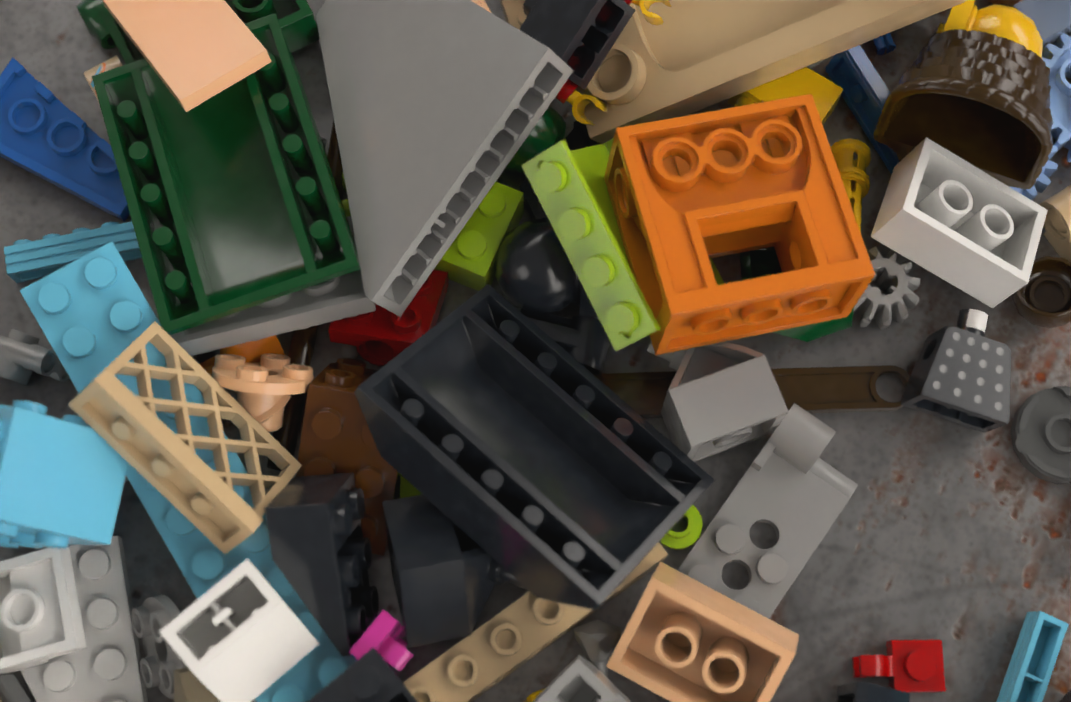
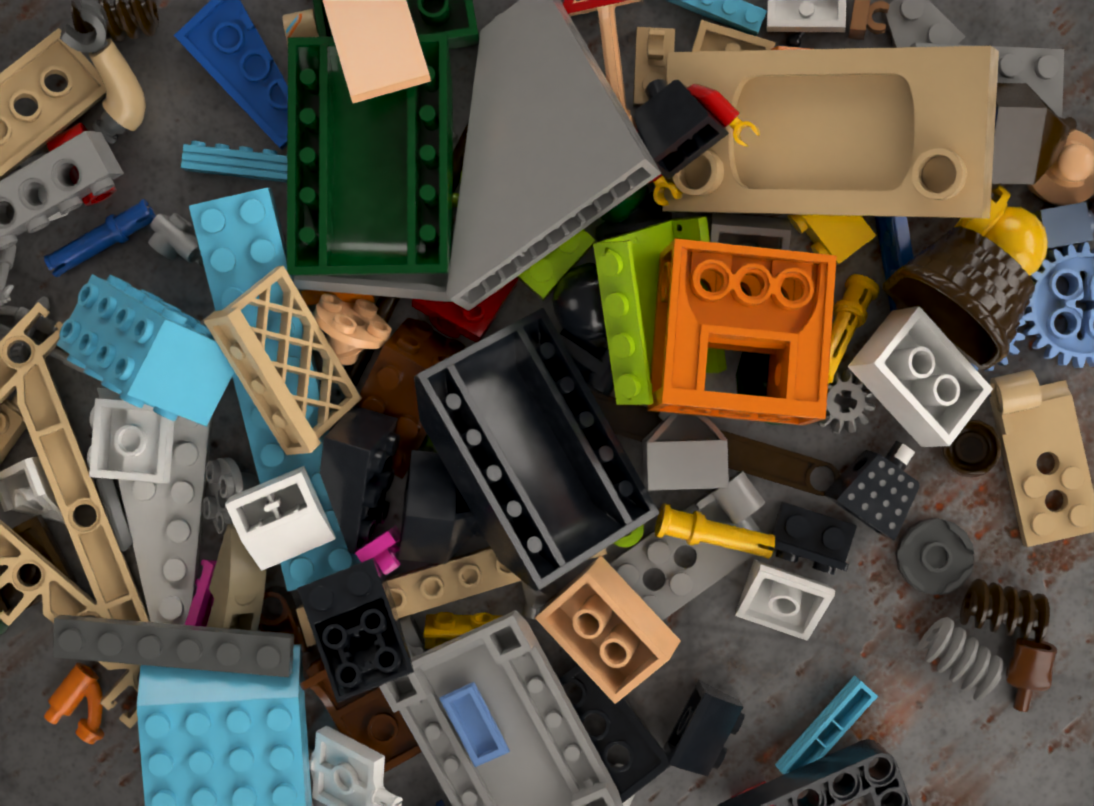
camera: 15 degrees right, 15 degrees up
(765, 489) = (697, 528): none -> yellow pin
(904, 544) = (783, 600): none -> white slope
(907, 459) = (812, 537): none -> black bracket
(909, 665) = (753, 684): red plate -> none

